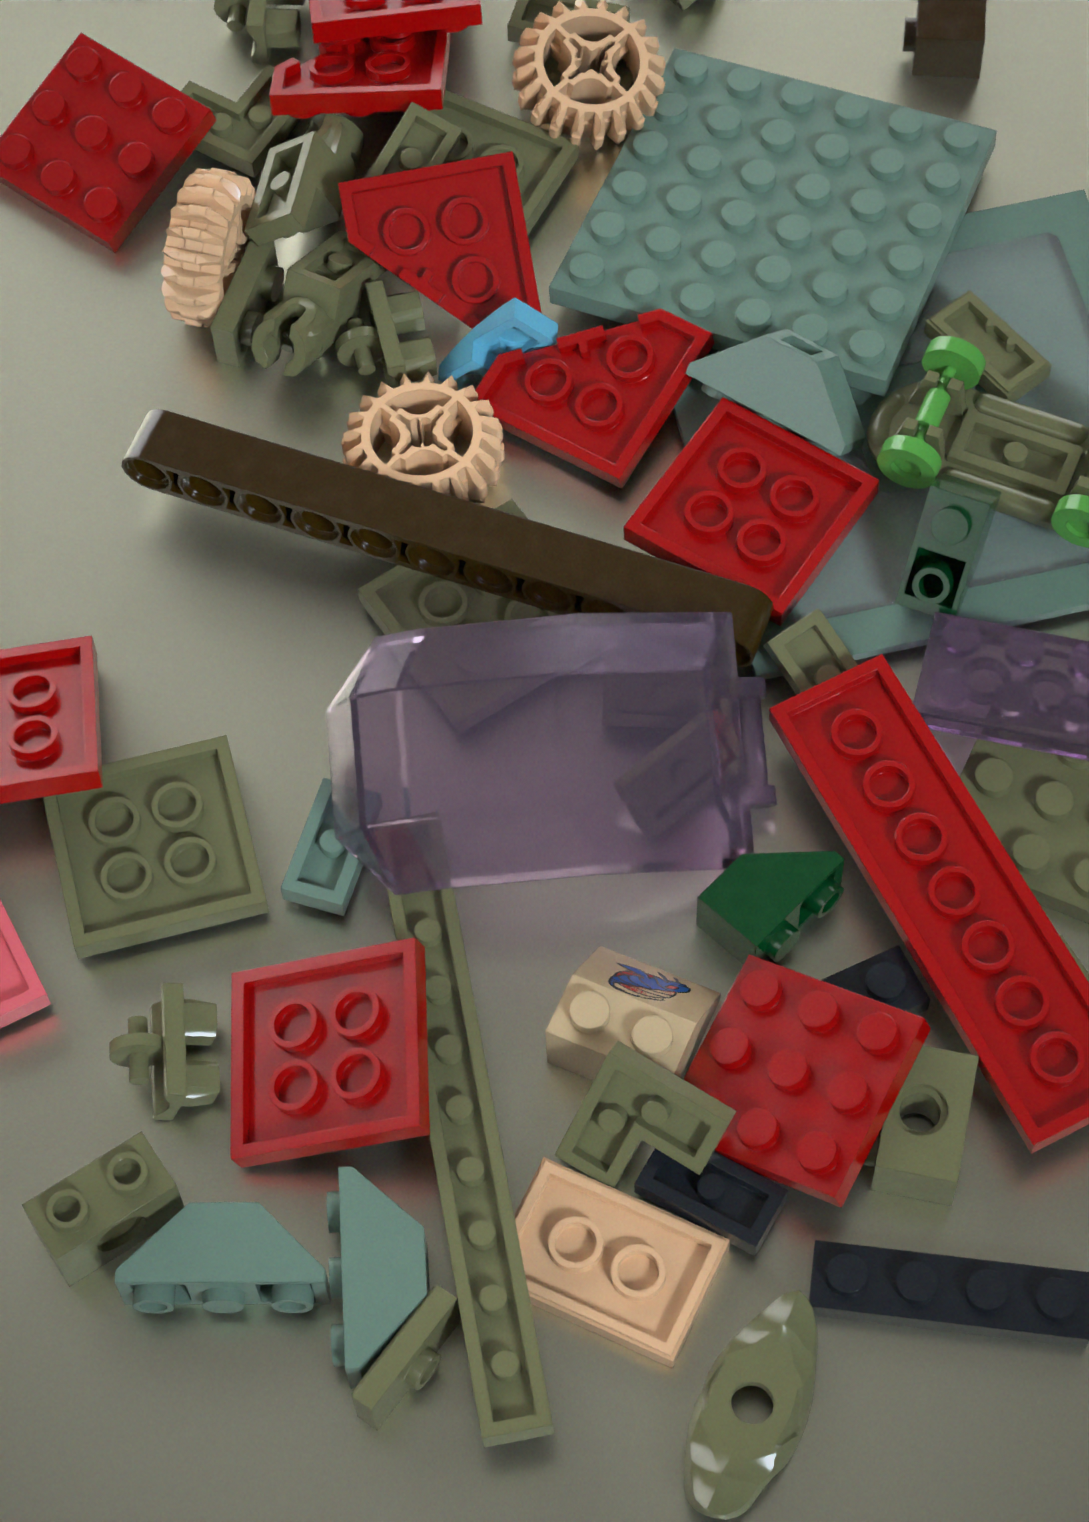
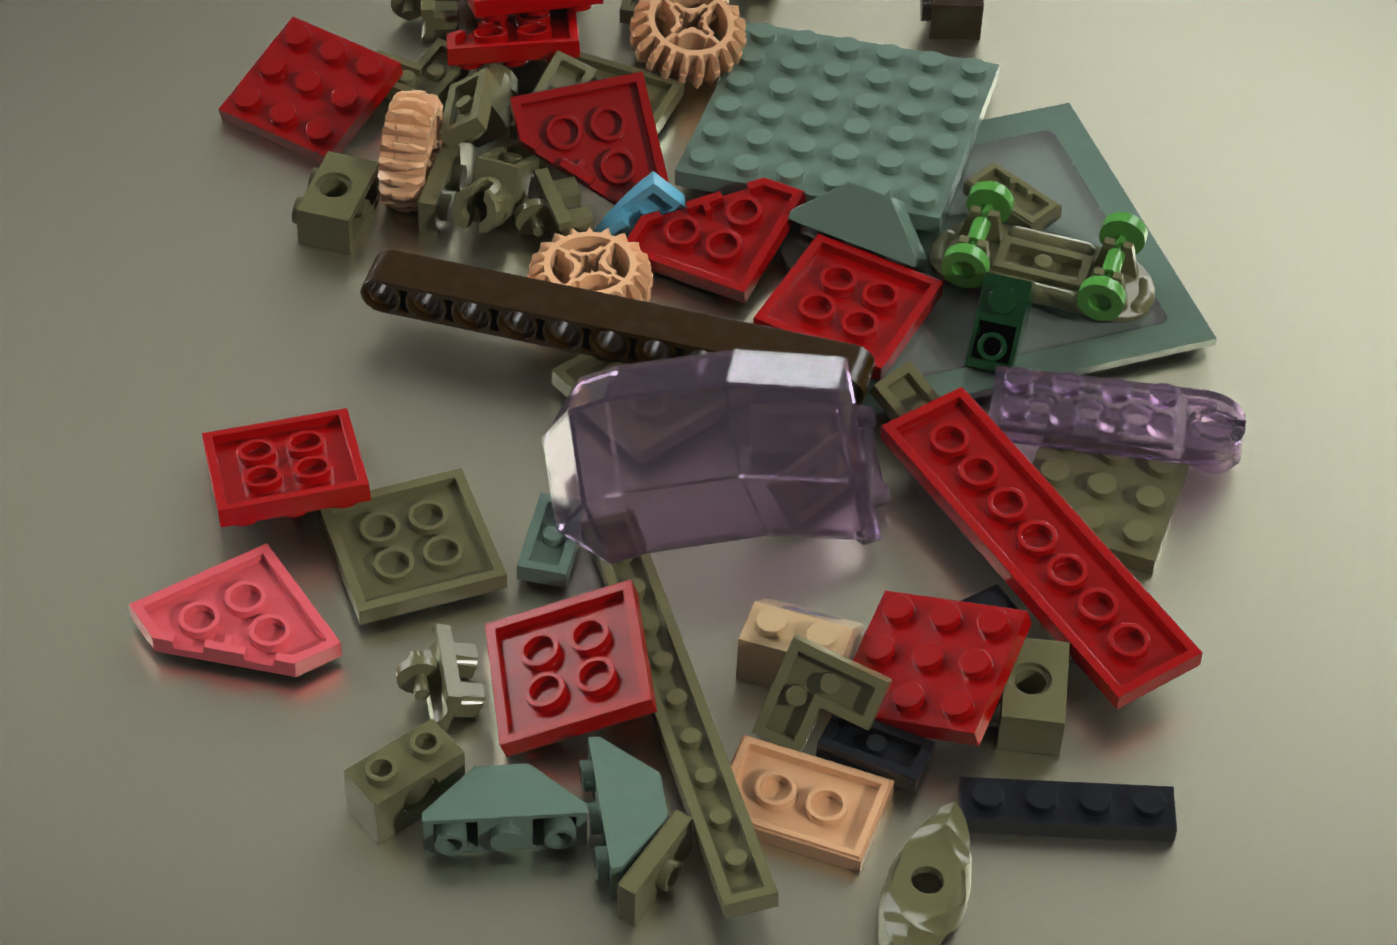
camera: 10 degrees left, 15 degrees down
(112, 316) = (337, 203): none -> olive brick
(766, 900) = (894, 556): dark green slope -> none

